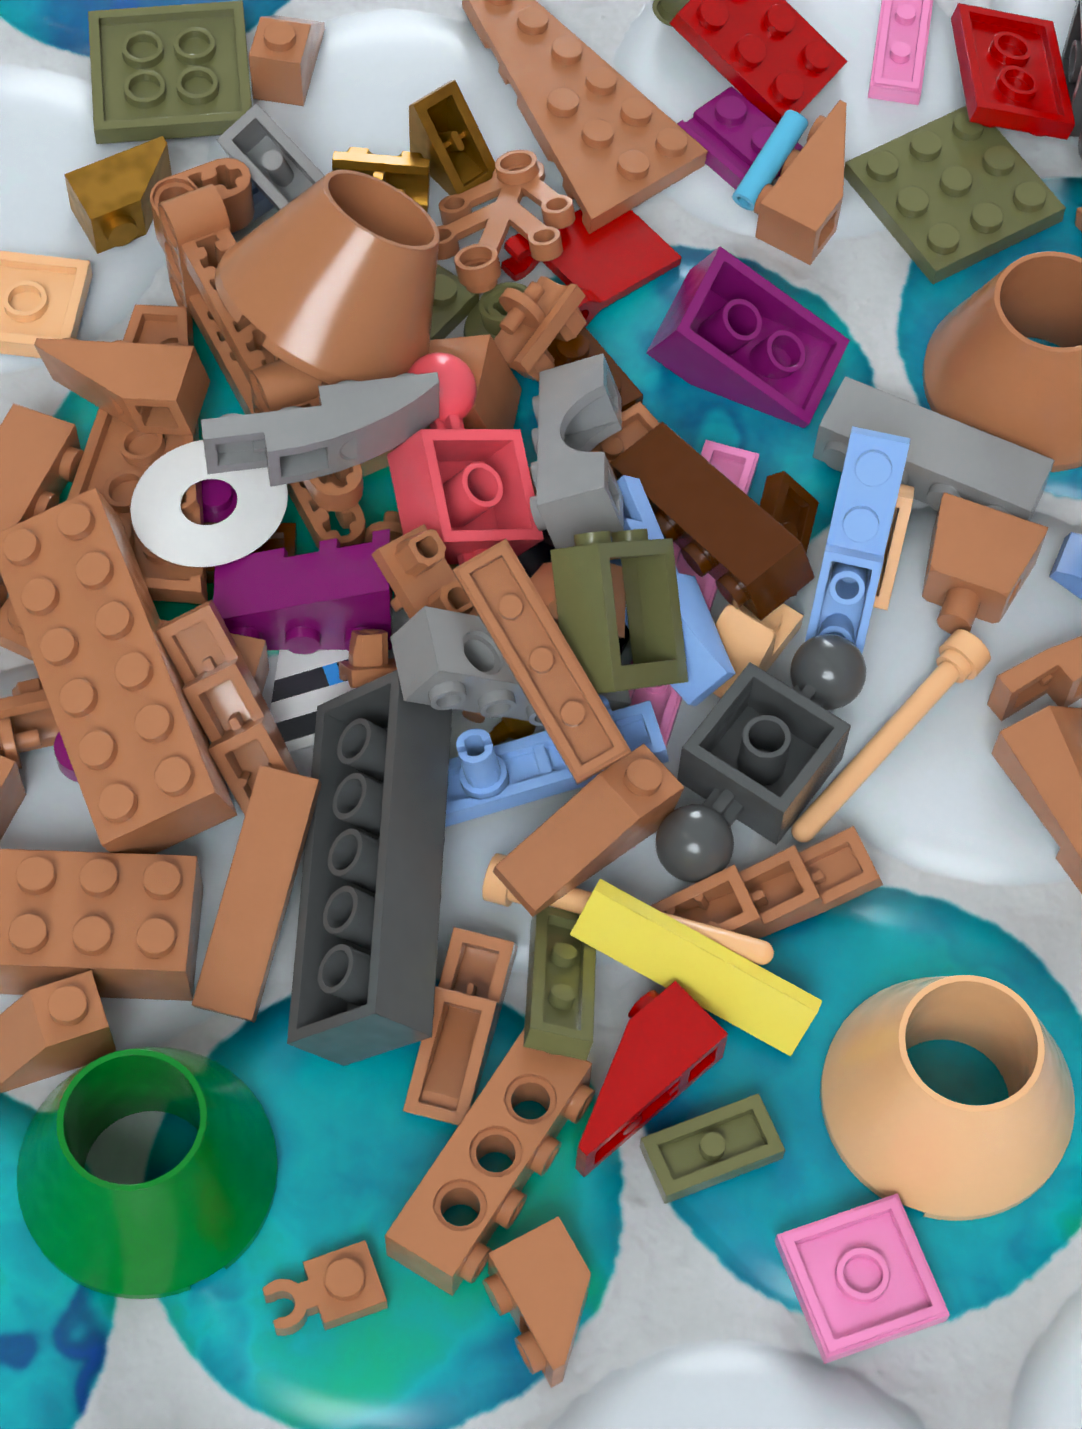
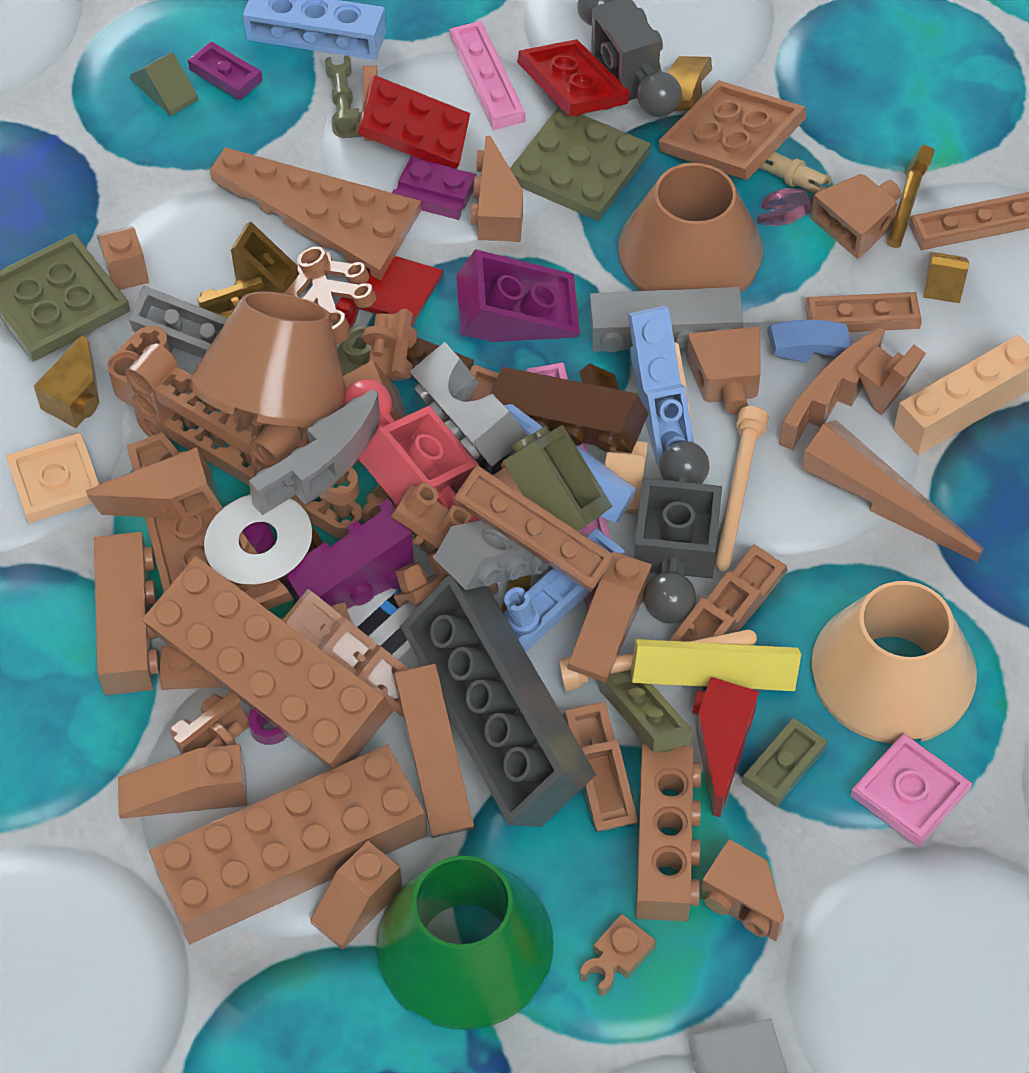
camera: 25 degrees left, 5 degrees down
(770, 158) = (464, 189): medium azure piece -> none

